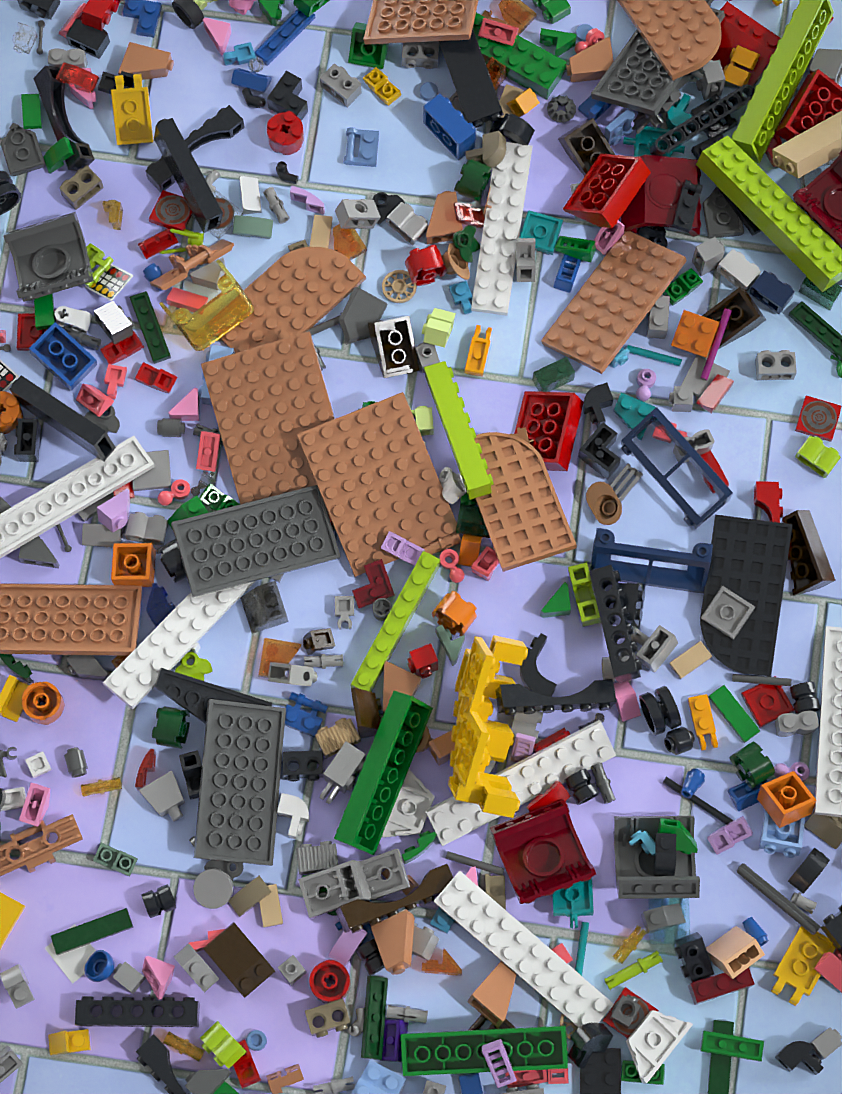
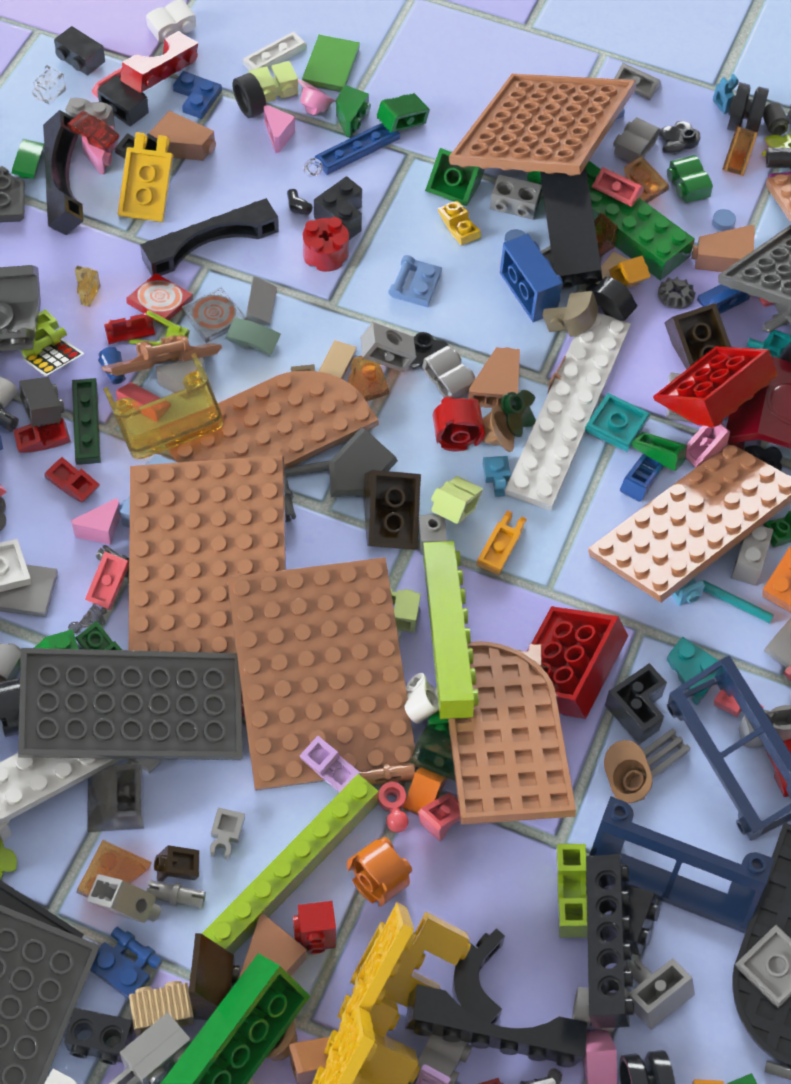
camera: 10 degrees right, 15 degrees down
(41, 24) = (74, 79): dark grey hinge -> none
(57, 154) = (40, 205): green slope -> none
(84, 190) = (57, 248): dark tan brick -> none
(114, 377) = (18, 467): coral plate -> none
(166, 497) = (33, 626): coral plate -> none
(170, 427) = (69, 542): dark grey brick -> none
(187, 175) = (188, 255): black brick -> none
(211, 178) = (216, 276): light grey arm -> none
(242, 53) = (298, 153): dark azure plate -> none
(251, 79) = (301, 181): blue slope -> none
(276, 205) = (290, 320): light grey pin -> none
(284, 174) = (310, 288): black arm -> none
(312, 202) = (335, 325): lavender slope -> none
(341, 85) = (409, 209): light grey brick -> none
(378, 588) = (282, 812): dark red plate -> none
(381, 605) = (279, 836): dark grey wheel -> none
(398, 287) = (417, 445): tan wheel -> none
(452, 647) = (364, 919): sand green slope -> none
(468, 215) = (526, 379): clear red slope -> none
(473, 179) = (545, 341): dark green brick -> none
(525, 260) = (590, 446): light grey brick -> none
(553, 375) = (596, 593): clear green brick -> none
(559, 603) = (530, 896): green slope -> none
(562, 40) = (694, 220): green slope -> none
(592, 38) = (729, 223): coral plate -> none
(595, 400) = (645, 638): black brick -> none
(616, 129) = (739, 322): medium blue plate -> none
(643, 392) = (717, 633): lavender plate -> none
(681, 399) = (764, 662): light grey brick -> none
(690, 660) = (708, 1024): tan tile -> none

